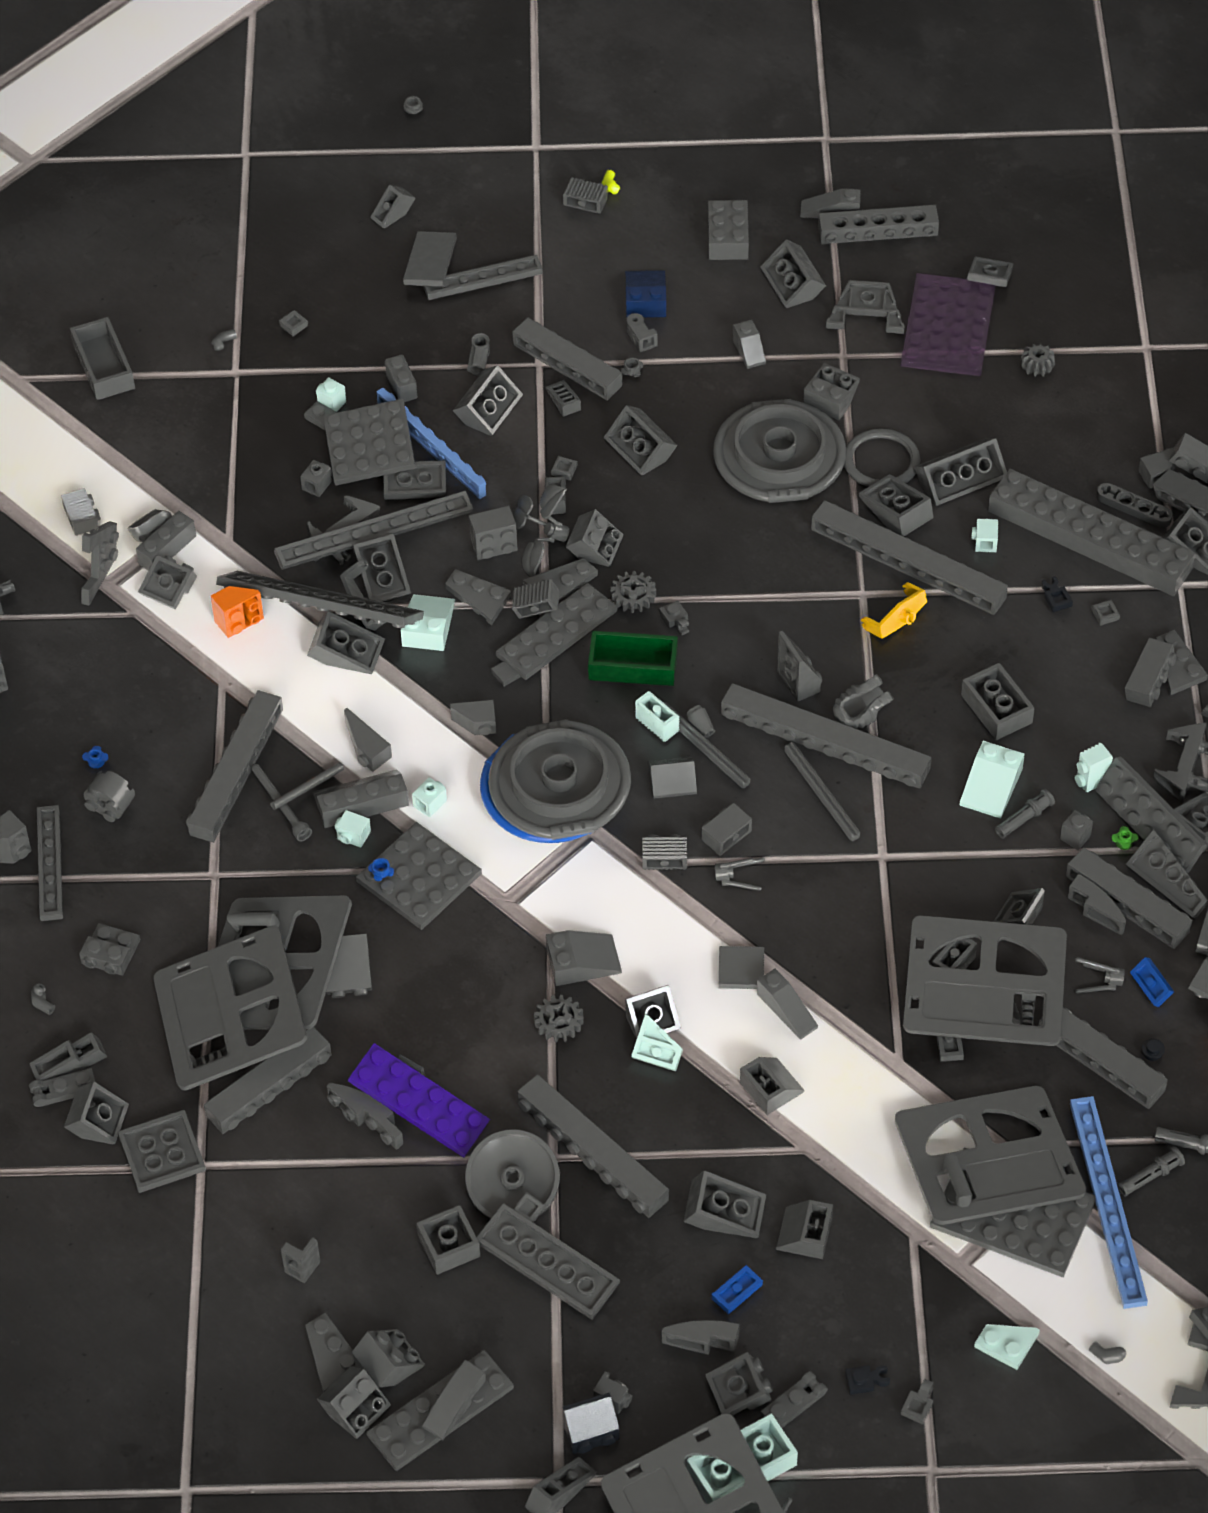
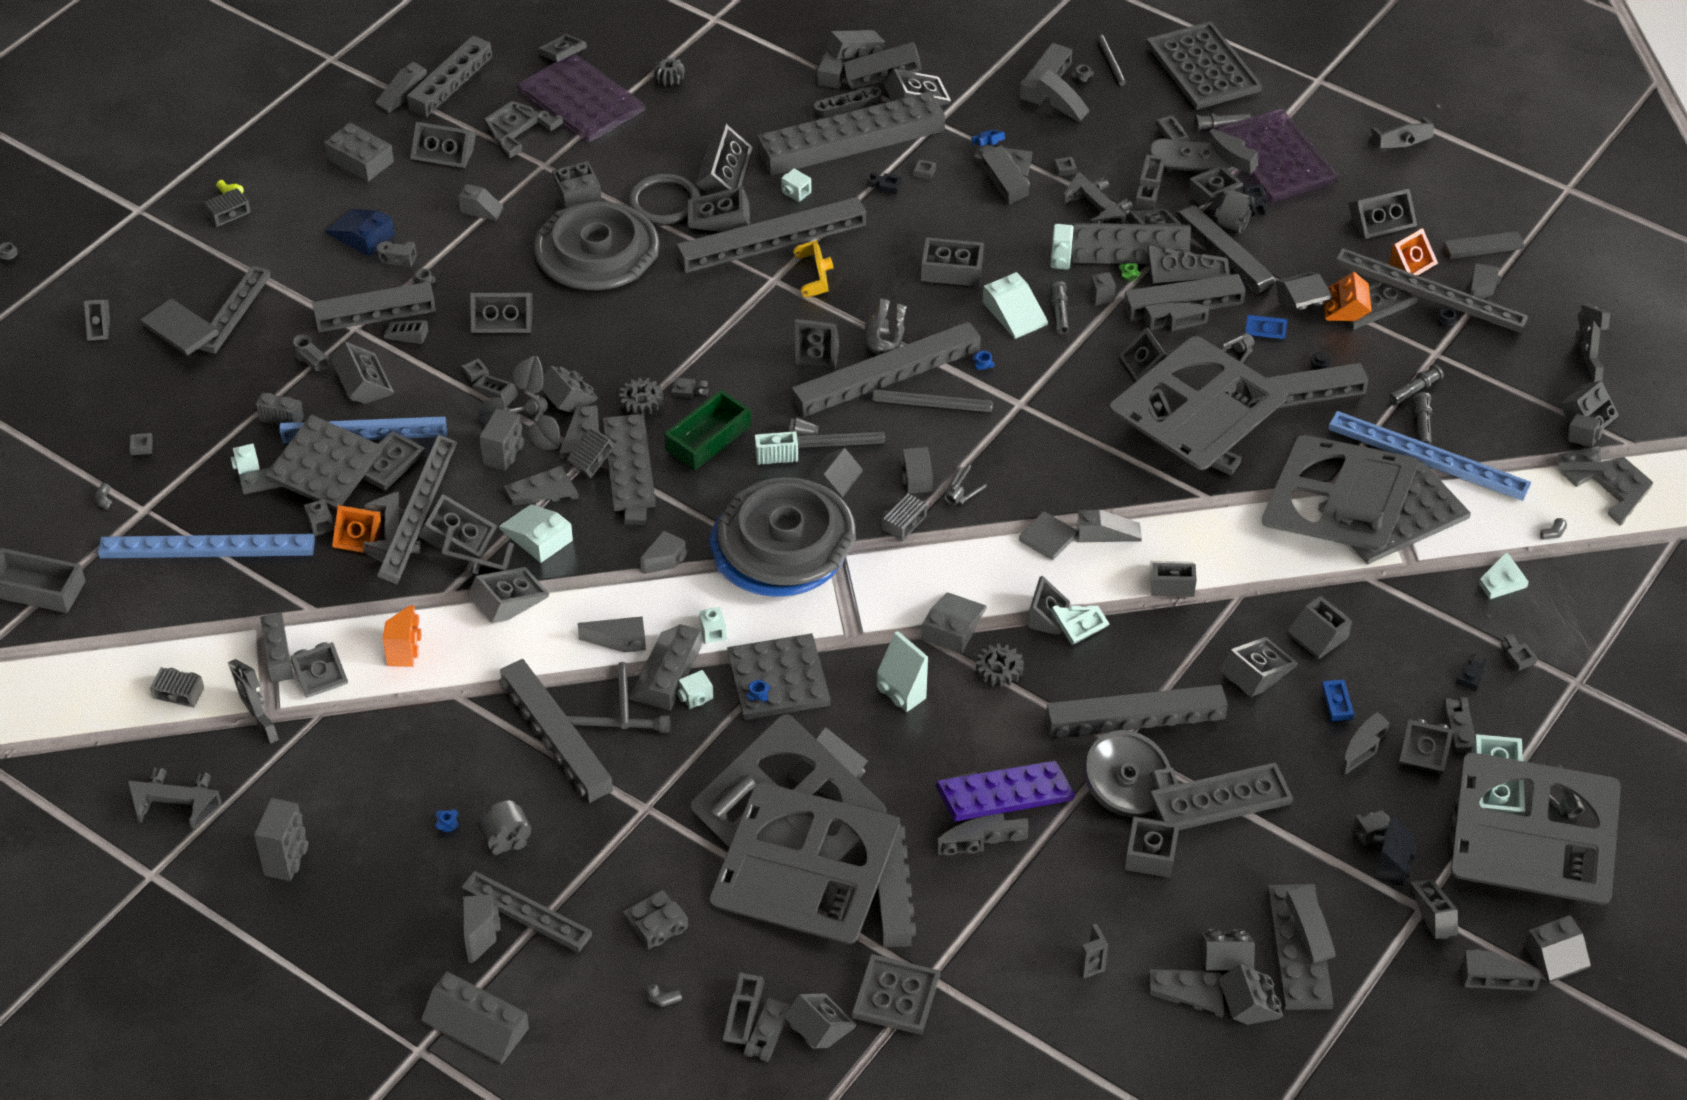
camera: 55 degrees left, 5 degrees down
(148, 524) = (247, 645): dark grey piece -> none
(233, 434) = (207, 546): none -> medium blue plate
(322, 507) = (355, 527): none -> orange slope
(323, 599) = (462, 571): dark grey plate -> none
(477, 956) = (903, 673): none -> light aqua slope
(907, 793) = (983, 360): none -> blue plate
(1191, 632) = (990, 137): none -> blue plate

